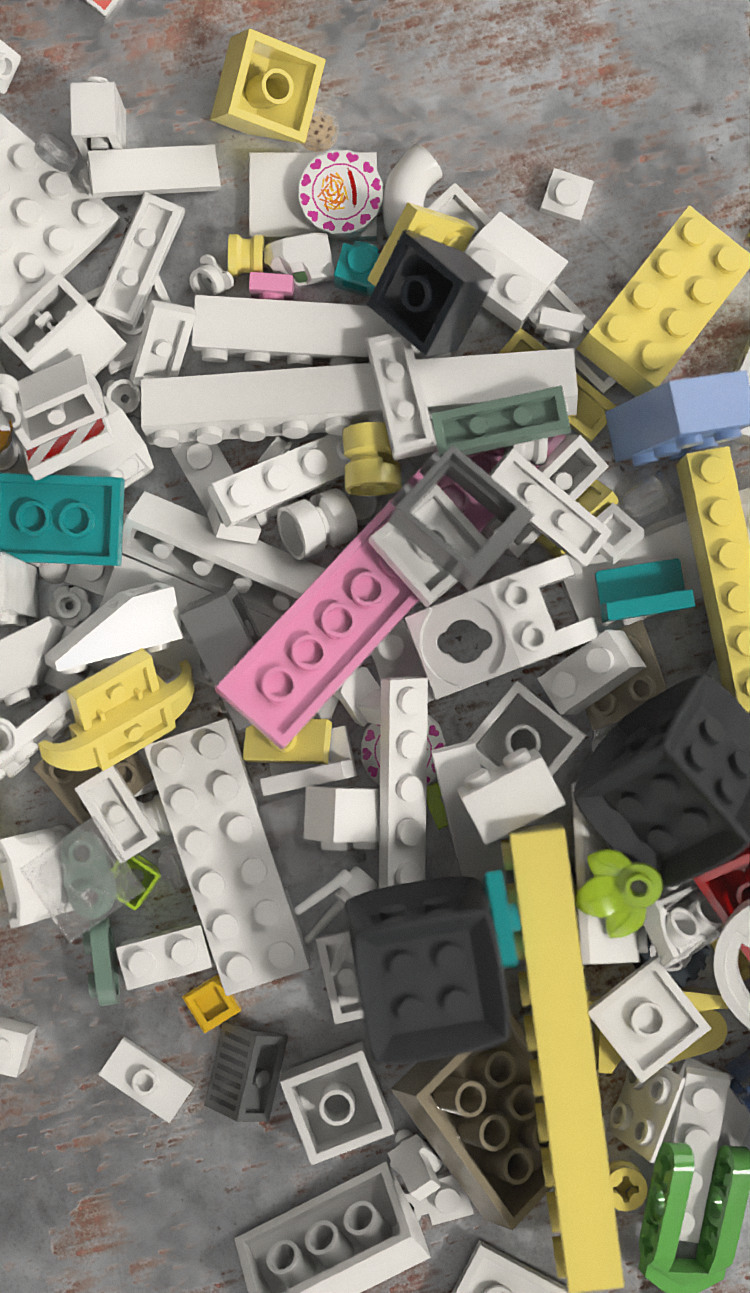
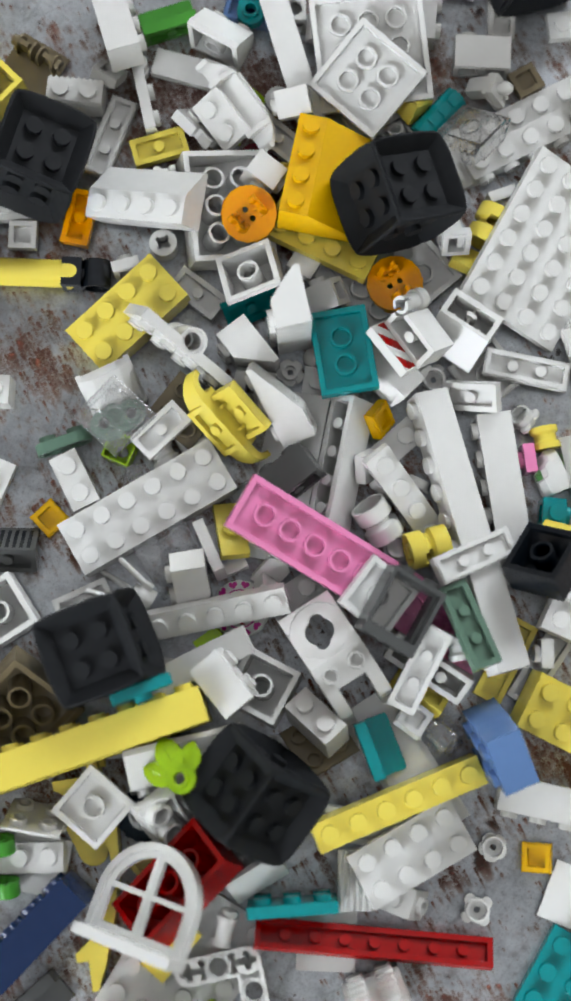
camera: 85 degrees right, 5 degrees down
(167, 489) = (379, 419): none -> yellow tile

